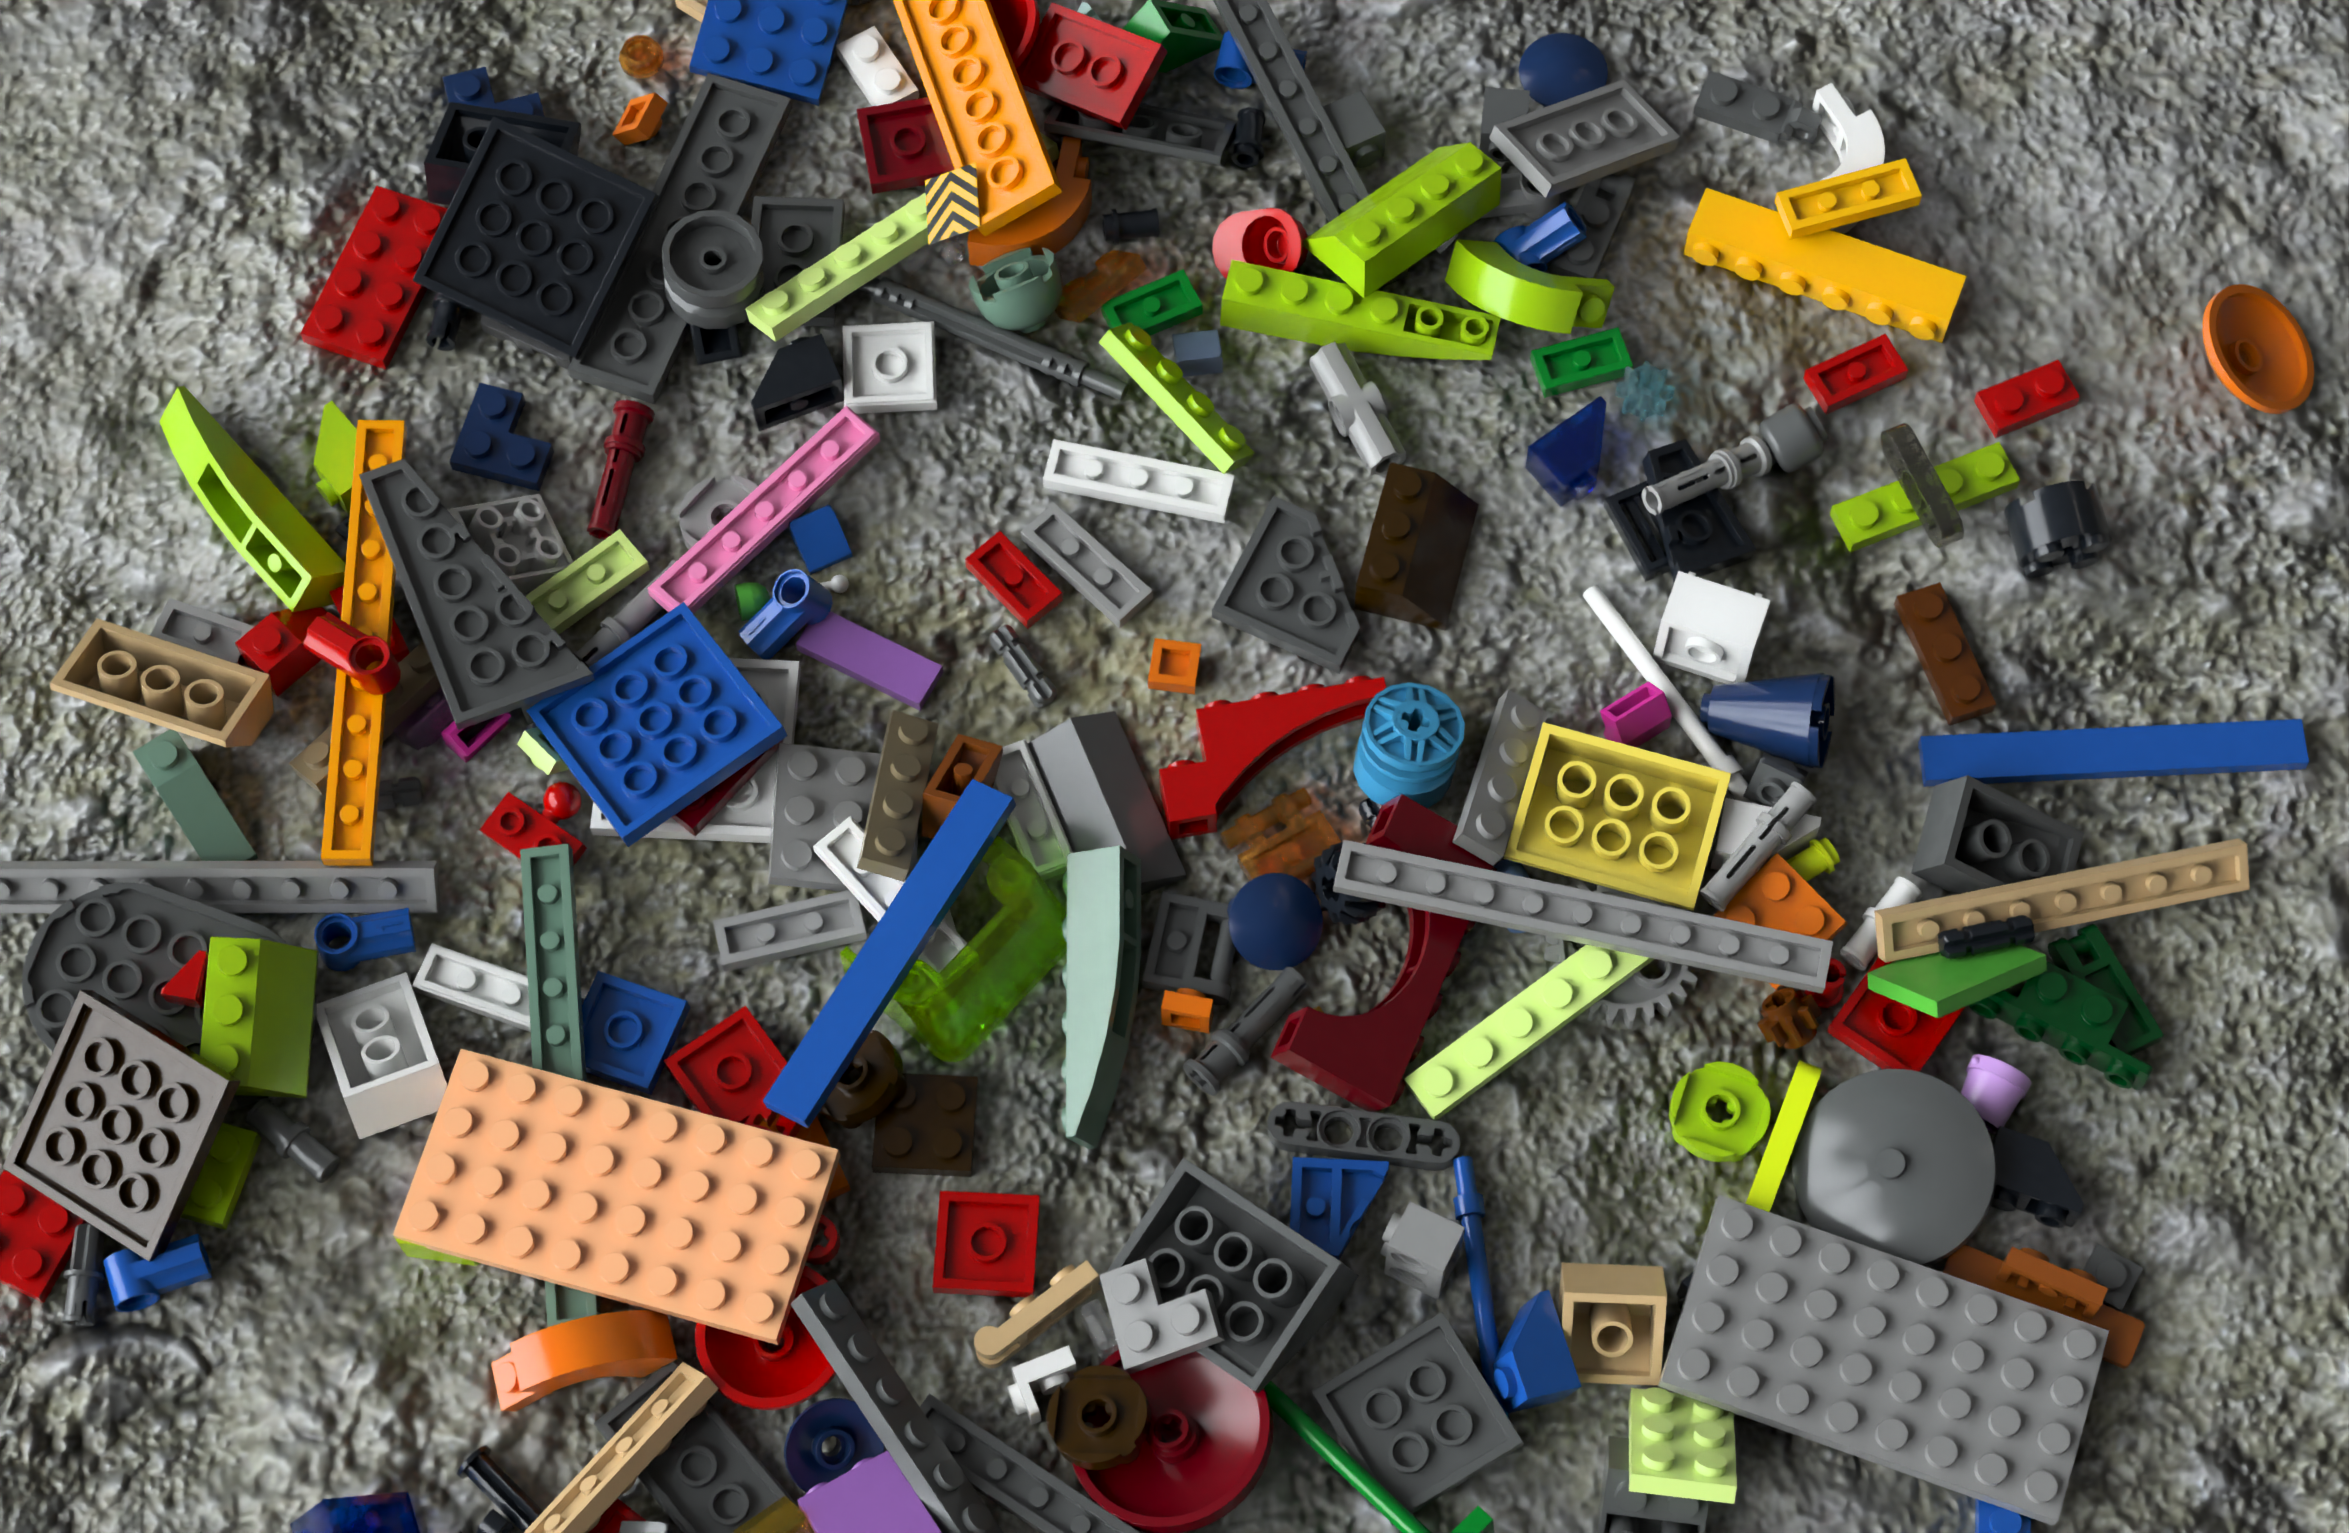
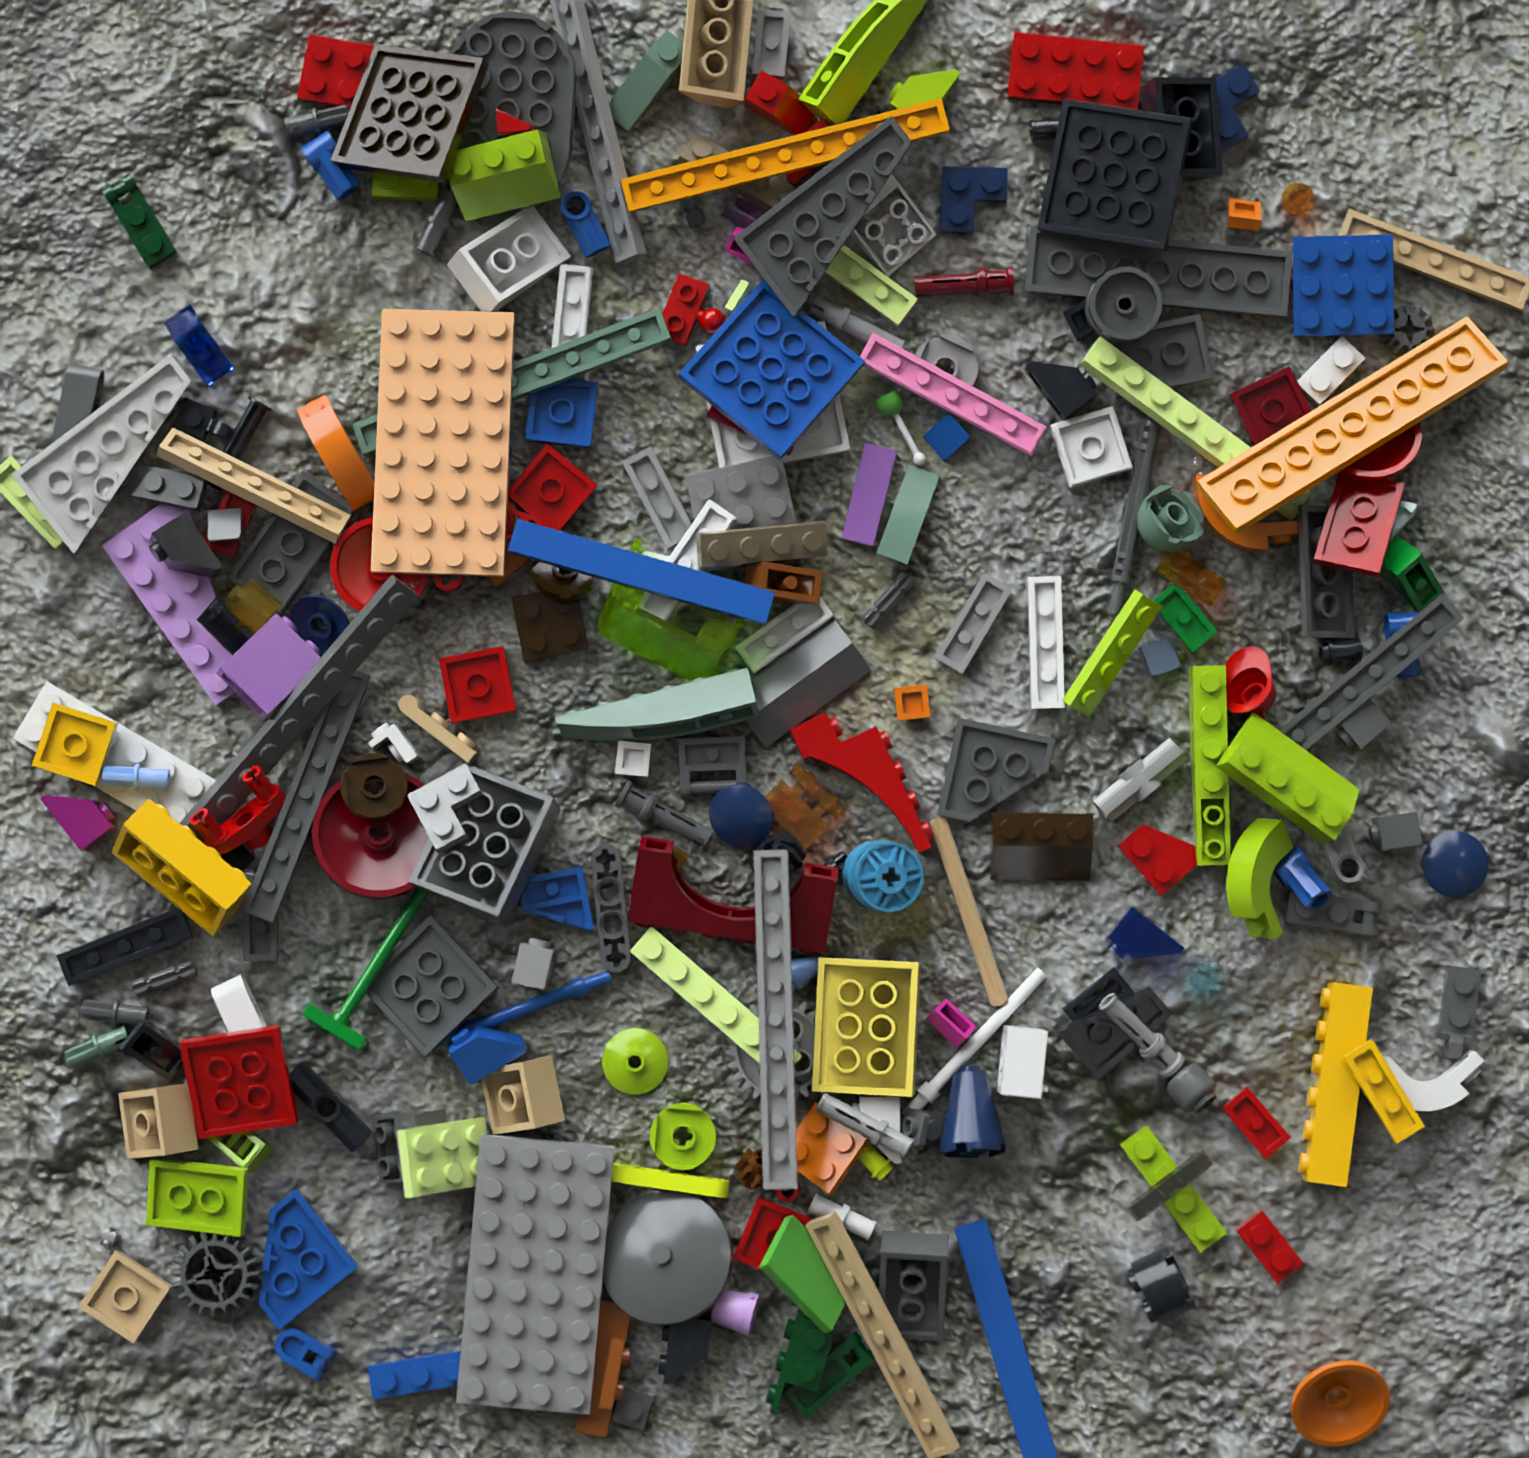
camera: 75 degrees right, 20 degrees up
(353, 652) = (764, 152): red piece -> none
(794, 603) = (879, 429): blue piece -> none
(916, 612) = (907, 515): none -> sand green slope
(952, 203) = (1216, 457): sticker -> none
(1013, 579) = (949, 576): red plate -> none
(1130, 225) = (1247, 585): black pin -> none
(1154, 1052) = (633, 759): none -> white plate
(1187, 1010) = (667, 773): orange plate -> none
(1467, 412) = (1158, 857): none -> red wing
(1489, 662) = (968, 911): none -> tan axle
(1500, 778) = (878, 942): light grey plate -> none
(1580, 362) = (1216, 928): green plate -> none
(1584, 138) = (1391, 892): light grey plate -> none
(1592, 1180) = (645, 1046): none -> lime dish
(1944, 654) = (1055, 1224): reddish brown plate -> none
(1986, 937) = (837, 1289): black axle -> none

